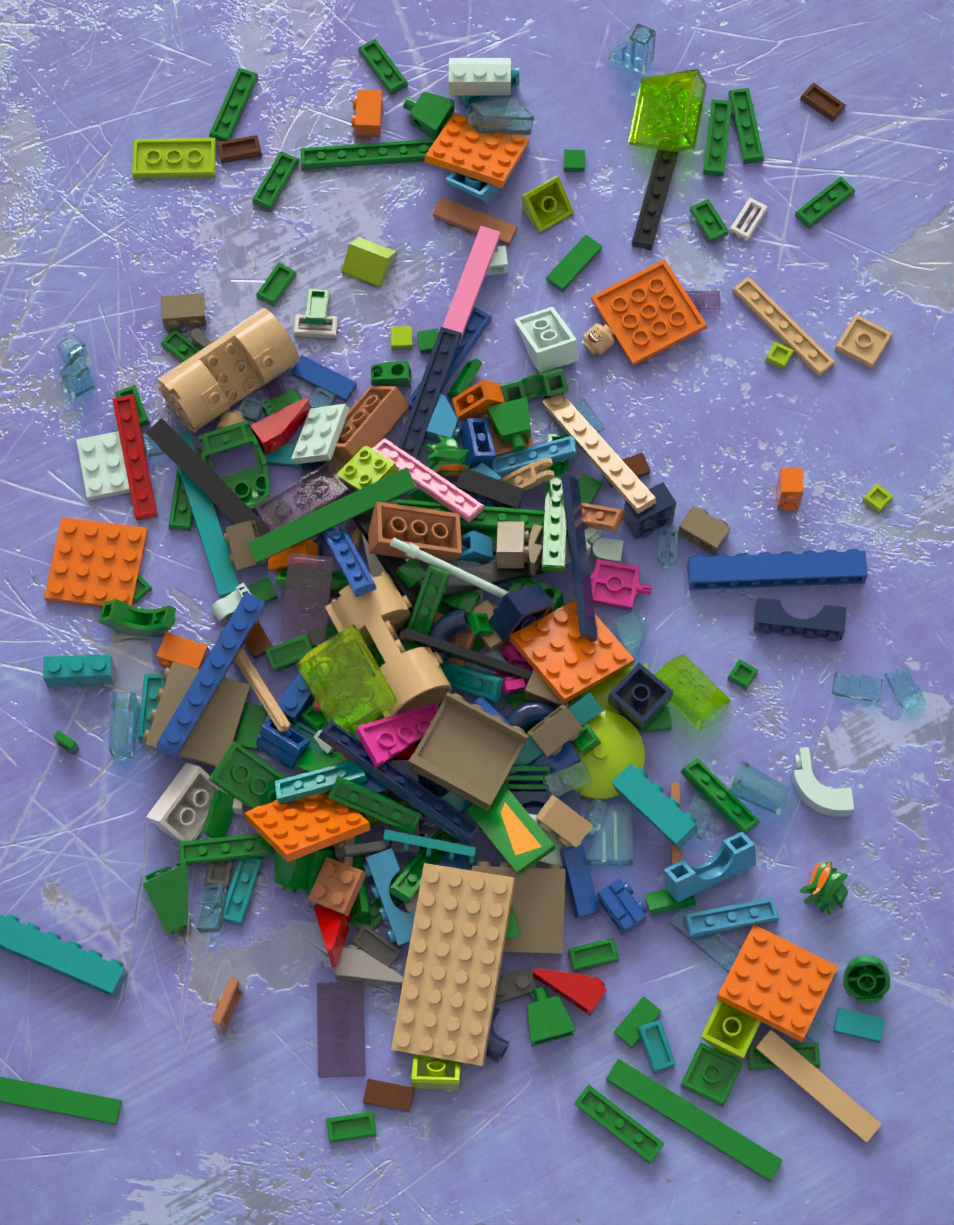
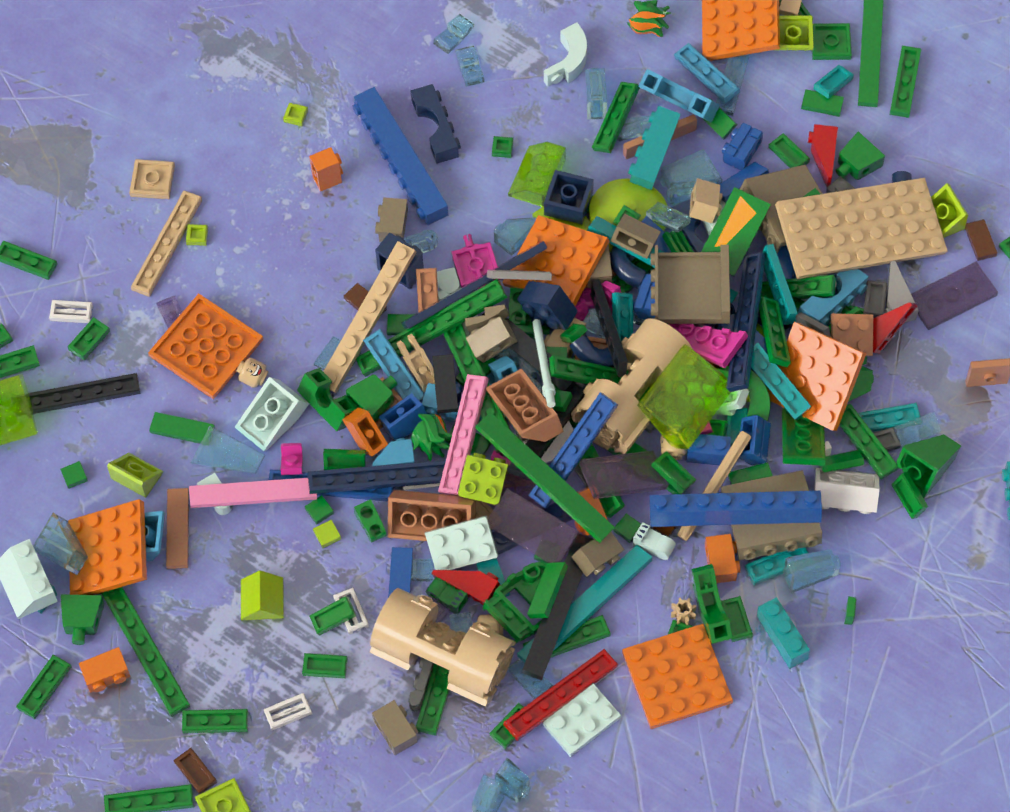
camera: 115 degrees left, 5 degrees down
(120, 642) = (738, 618): none -> green tile
(147, 859) = (909, 495): none -> green tile
(155, 592) = (679, 607): none -> tan gear
(231, 481) = (547, 590): none -> green tile
(249, 254) = (282, 722): none -> white tile
(488, 335) = (291, 459): none -> dark pink bracket
(527, 286) = (226, 452): none -> clear light blue wing
(561, 593) = (515, 274): none -> light grey tile

